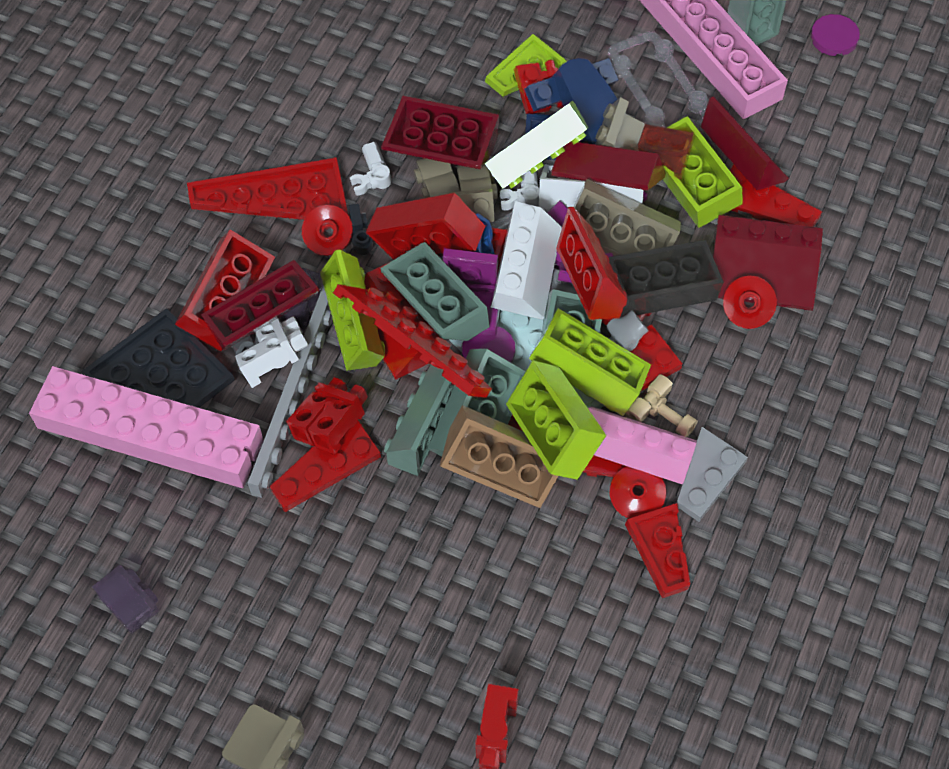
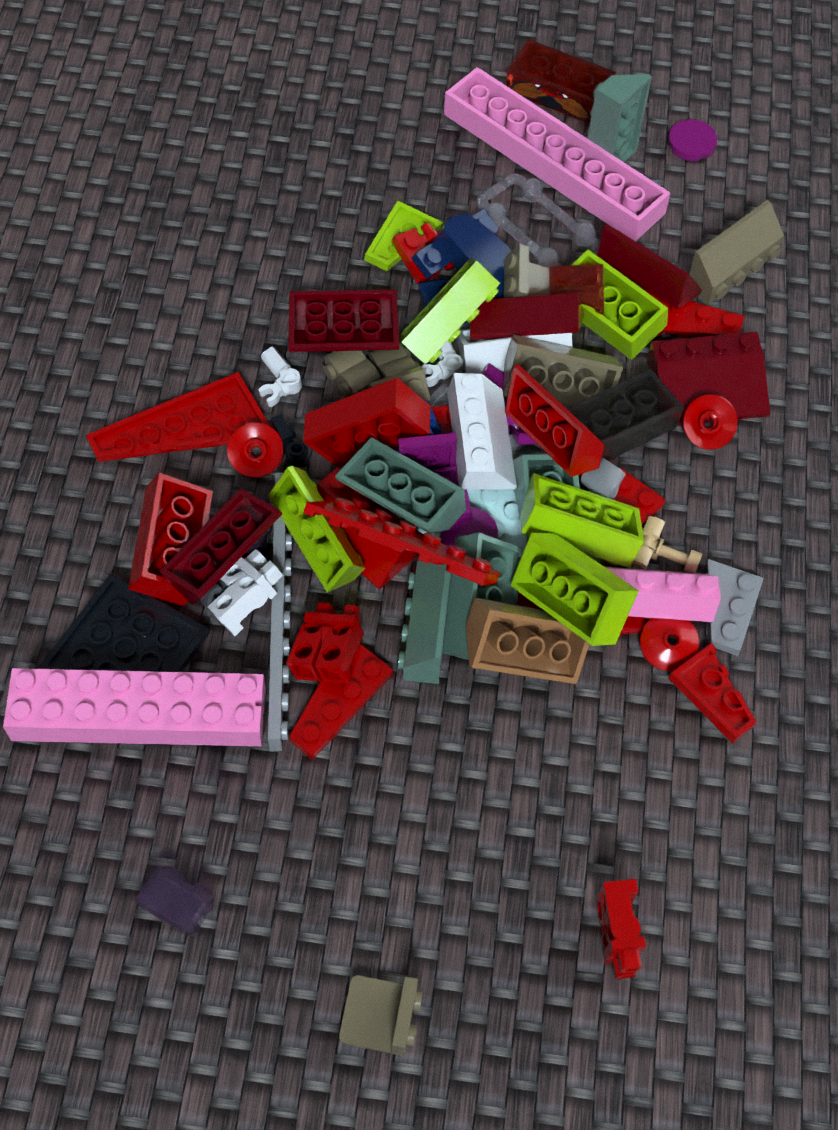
camera: 20 degrees left, 0 degrees up
(833, 150) = (737, 252): none -> dark tan slope

